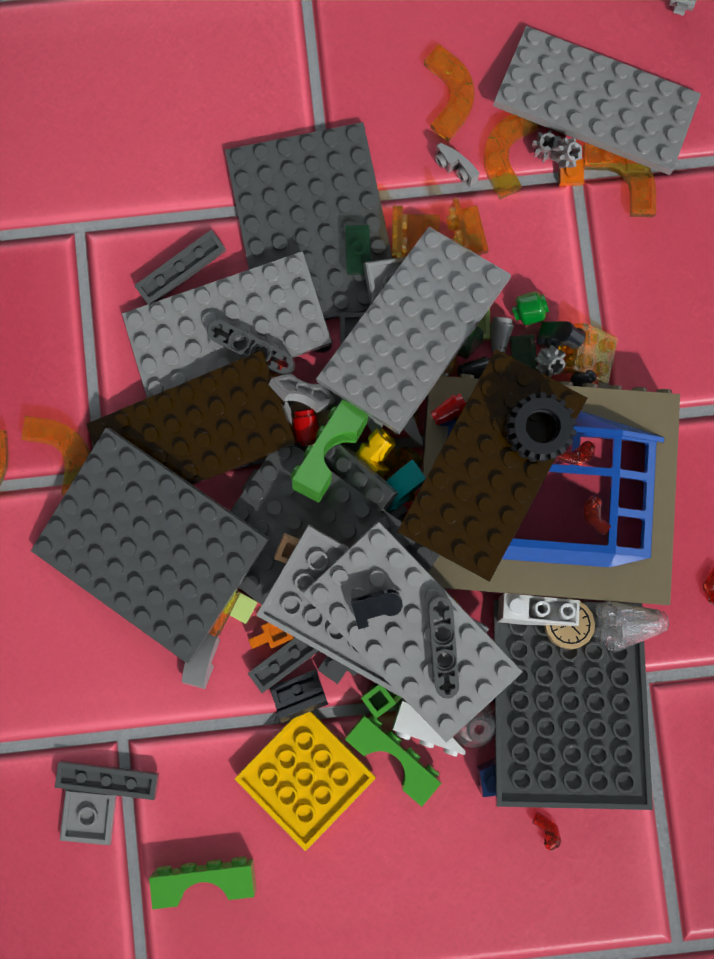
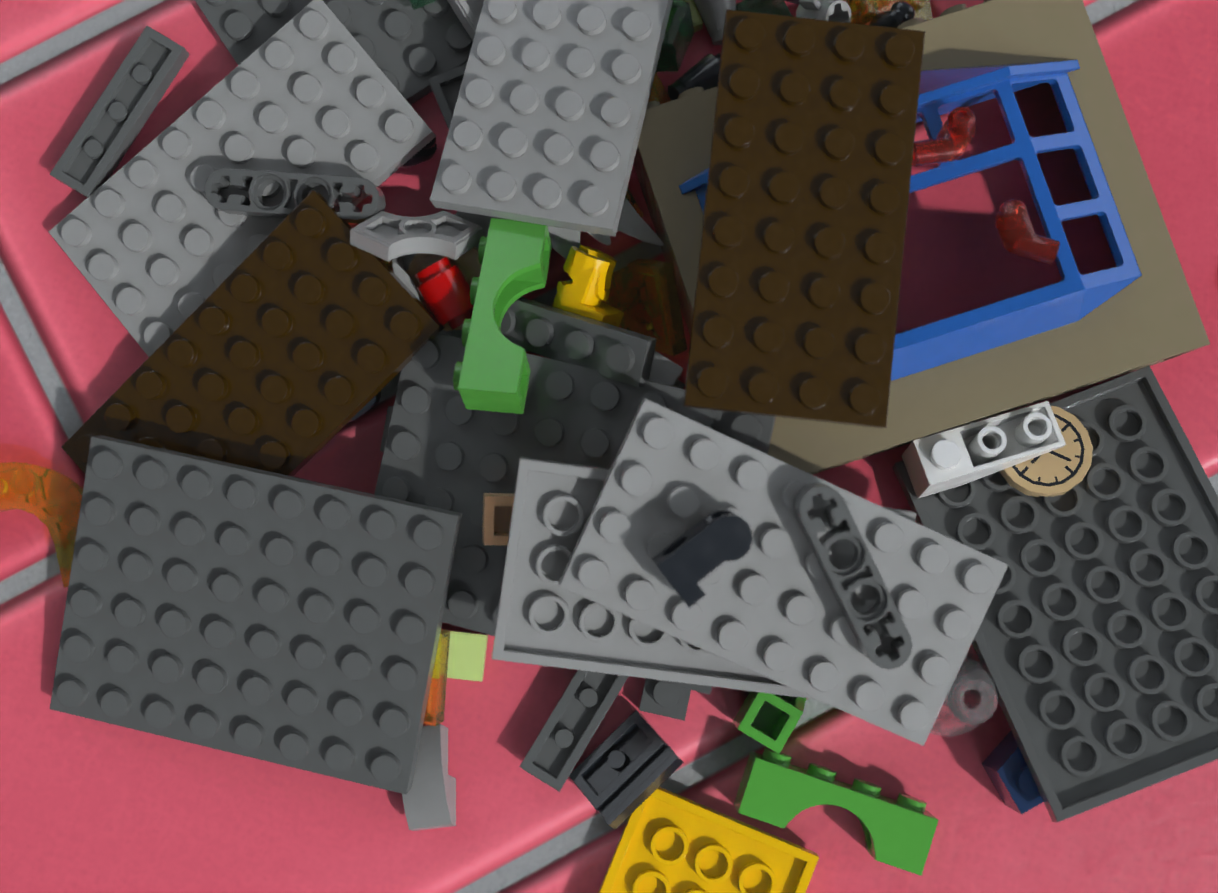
camera: 20 degrees left, 0 degrees up
(272, 635) = (535, 682): orange plate -> none
(405, 482) = (662, 316): teal slope -> none
(411, 724) = (839, 736): white slope -> none
(449, 409) = (687, 157): red cone -> none
(551, 831) = (1166, 833): clear red arm -> none
(560, 418) = (892, 77): black tyre -> none
(626, 624) = (1145, 411): clear cone -> none

